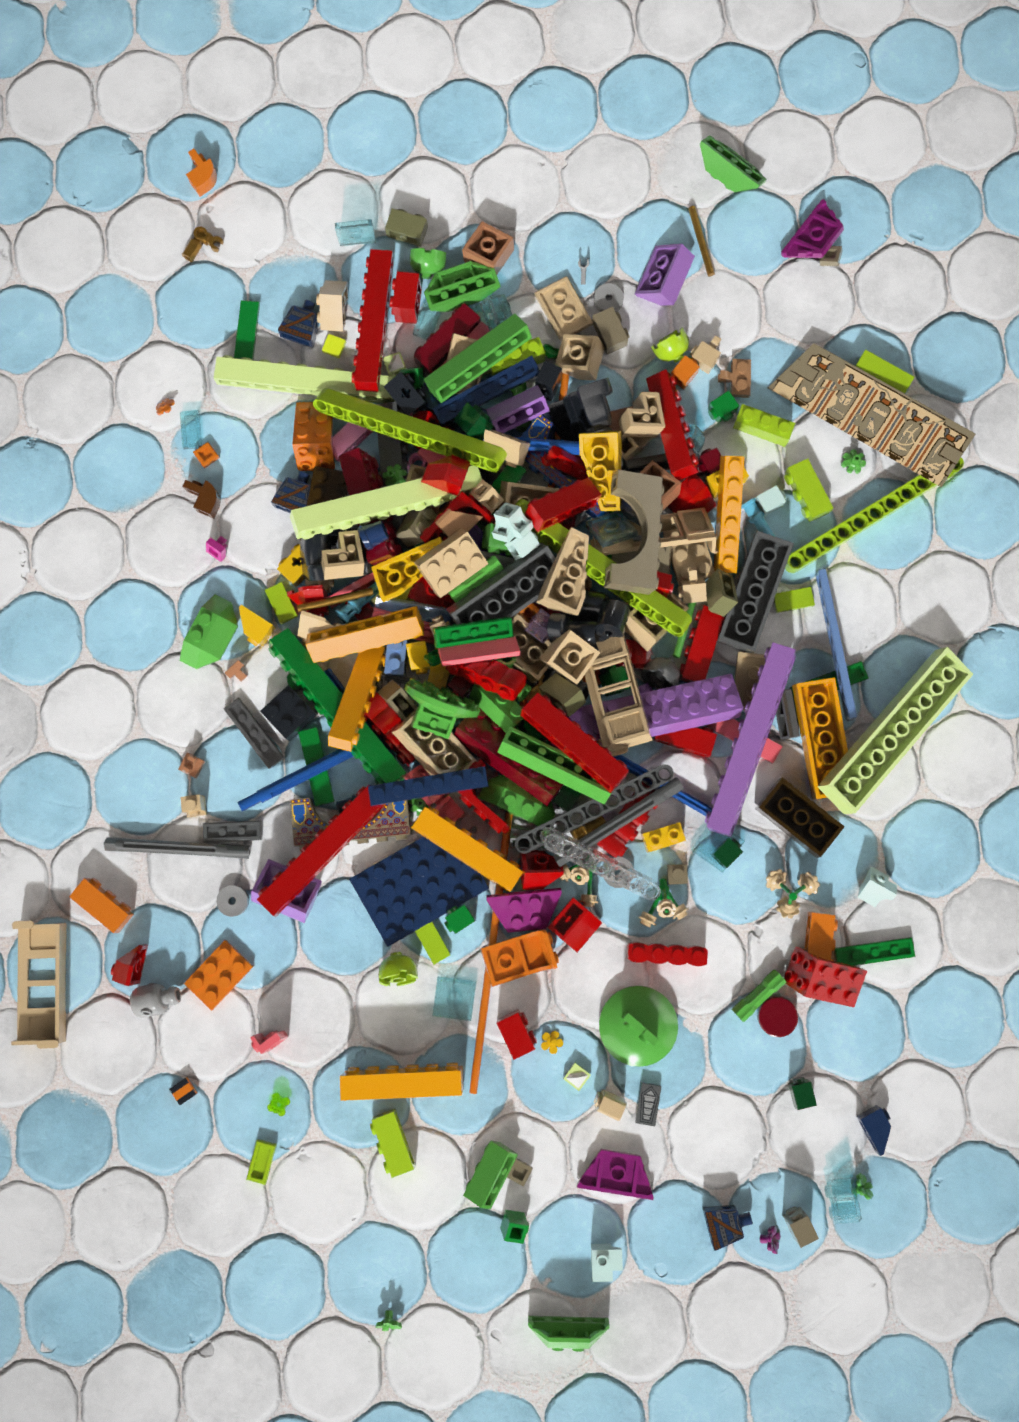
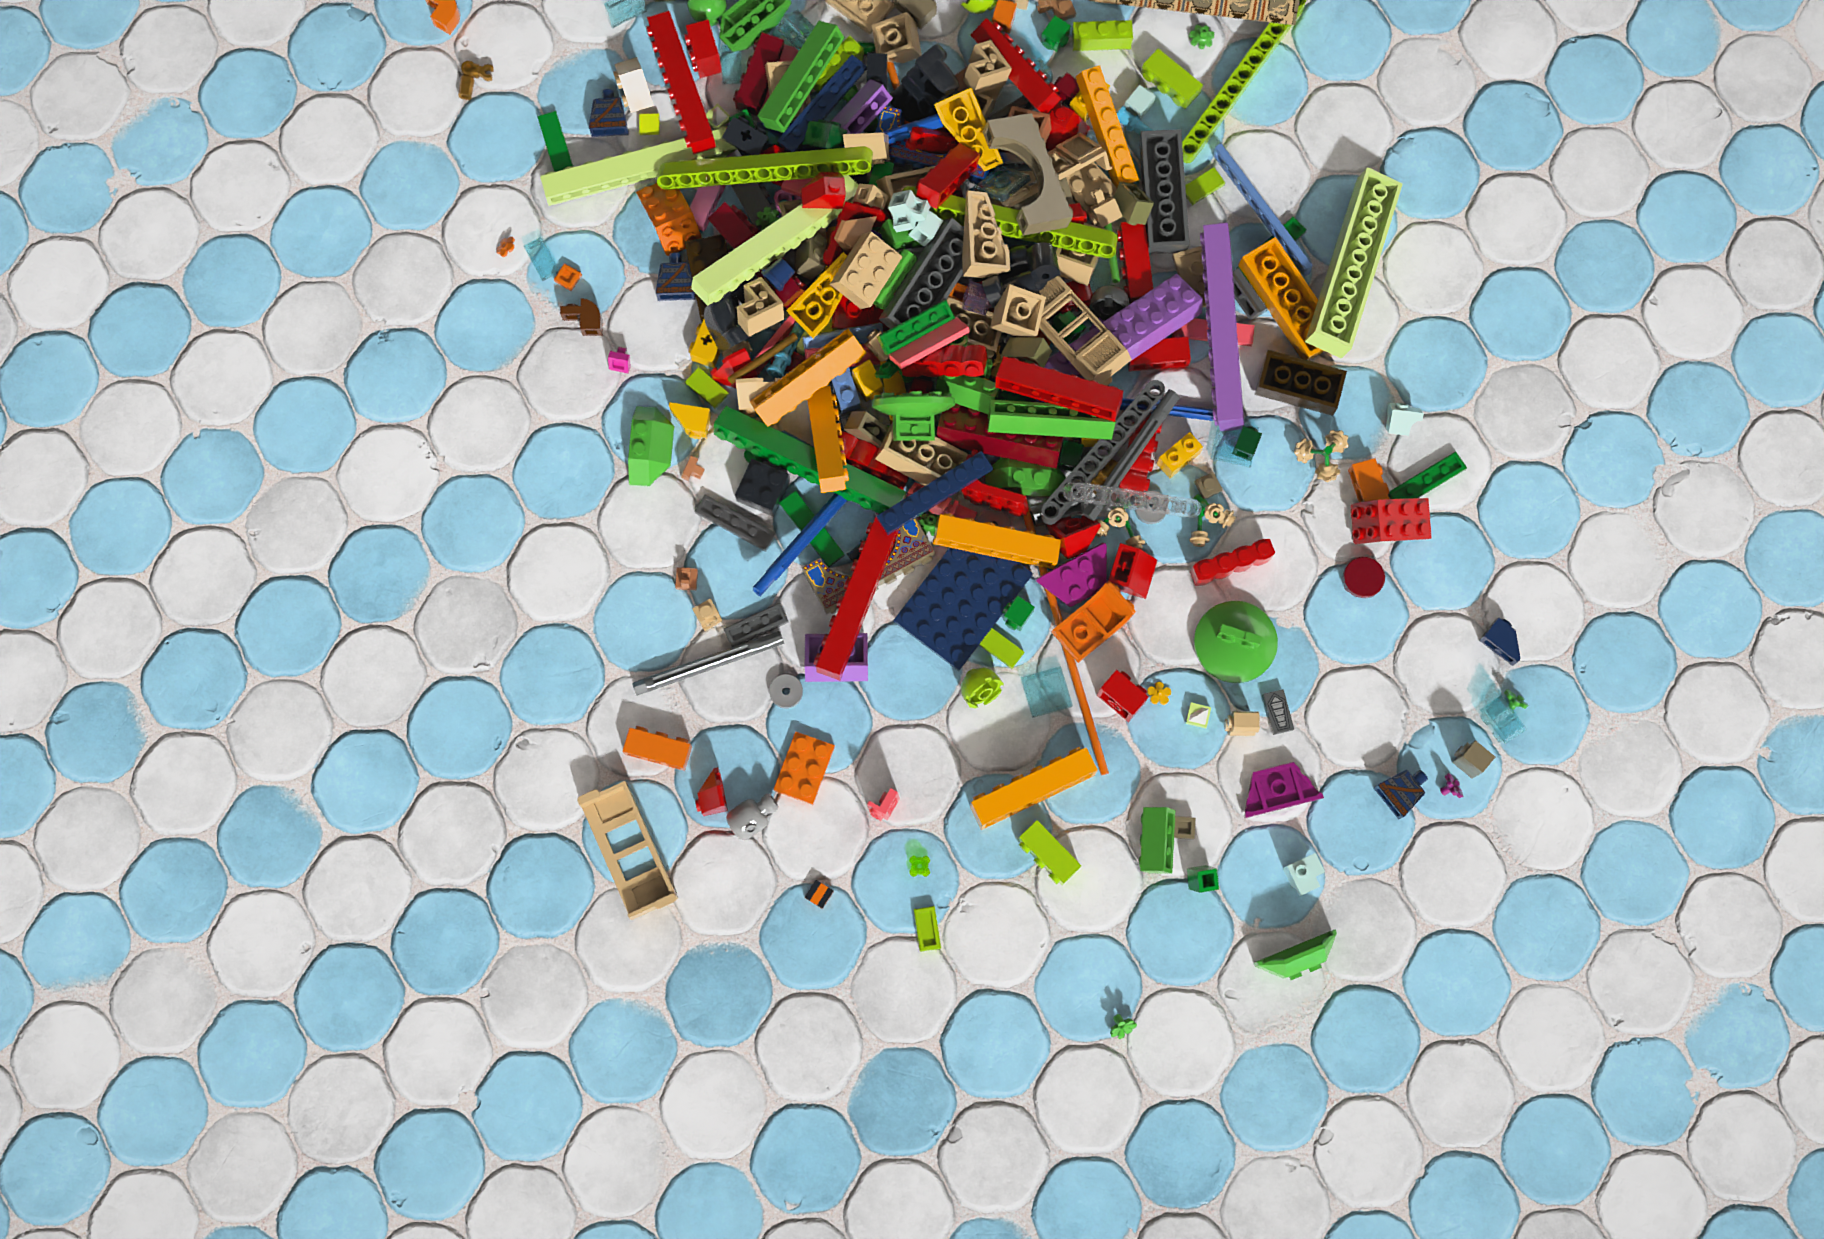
camera: 30 degrees left, 5 degrees down
(761, 993) = (1337, 564): bright green axle -> none
(802, 1093) = (1419, 638): dark green brick -> none

